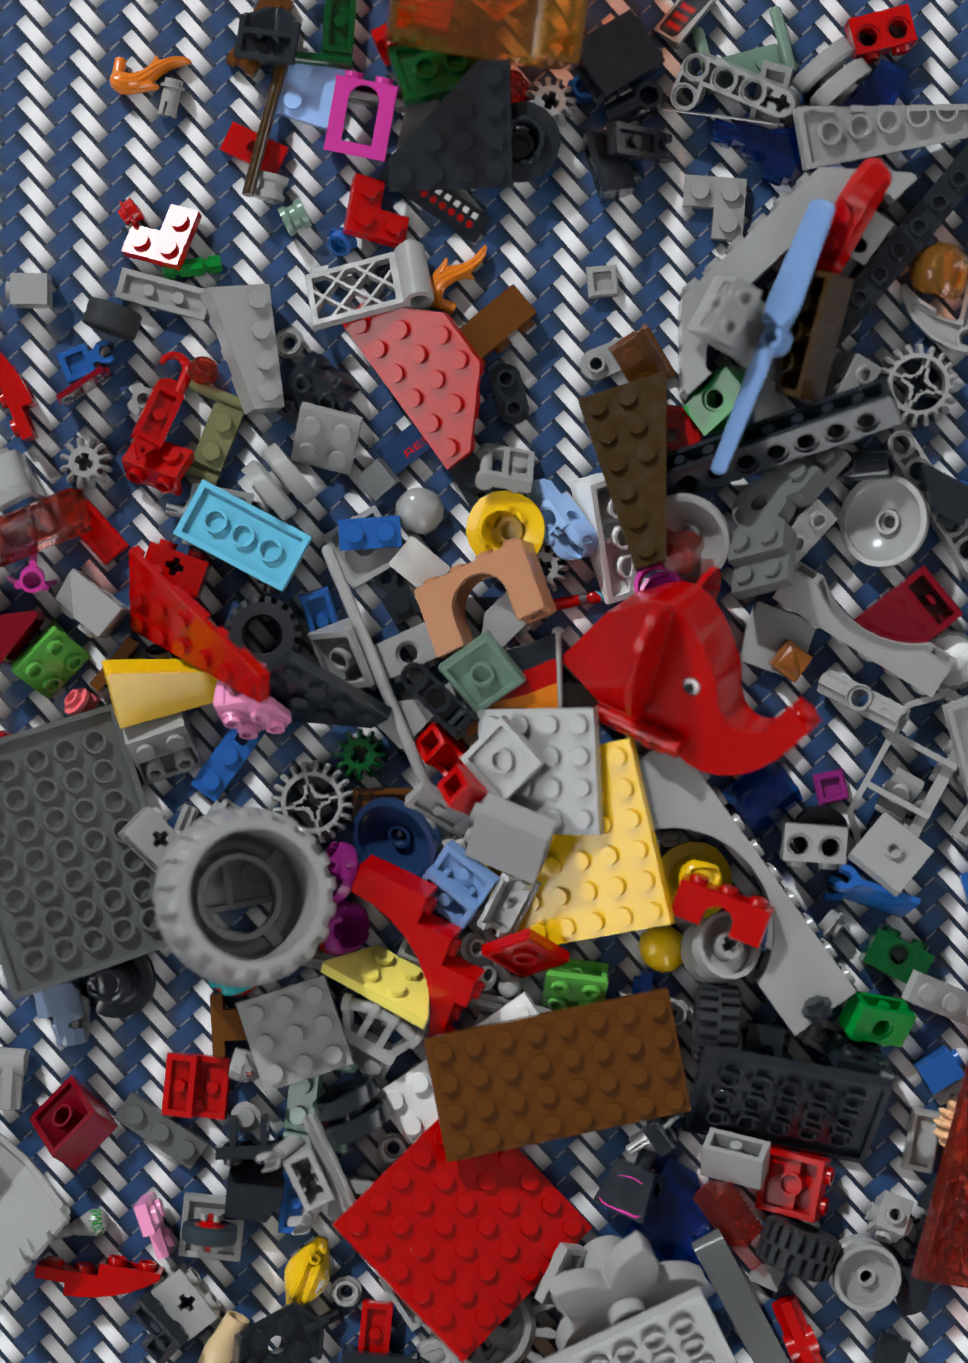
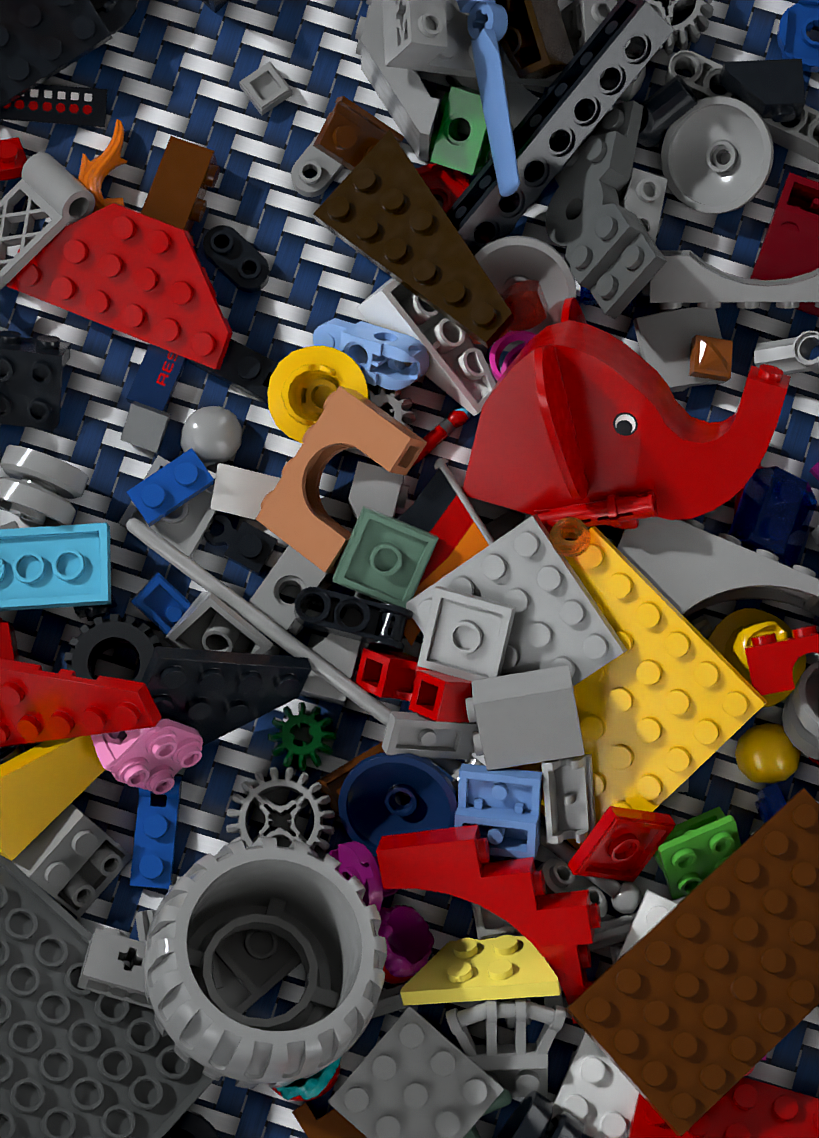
camera: 30 degrees left, 10 degrees down
(326, 438) = (63, 413): light grey plate -> none
(515, 472) = (289, 328): light grey plate -> none
(615, 731) = (570, 528): none -> clear orange plate

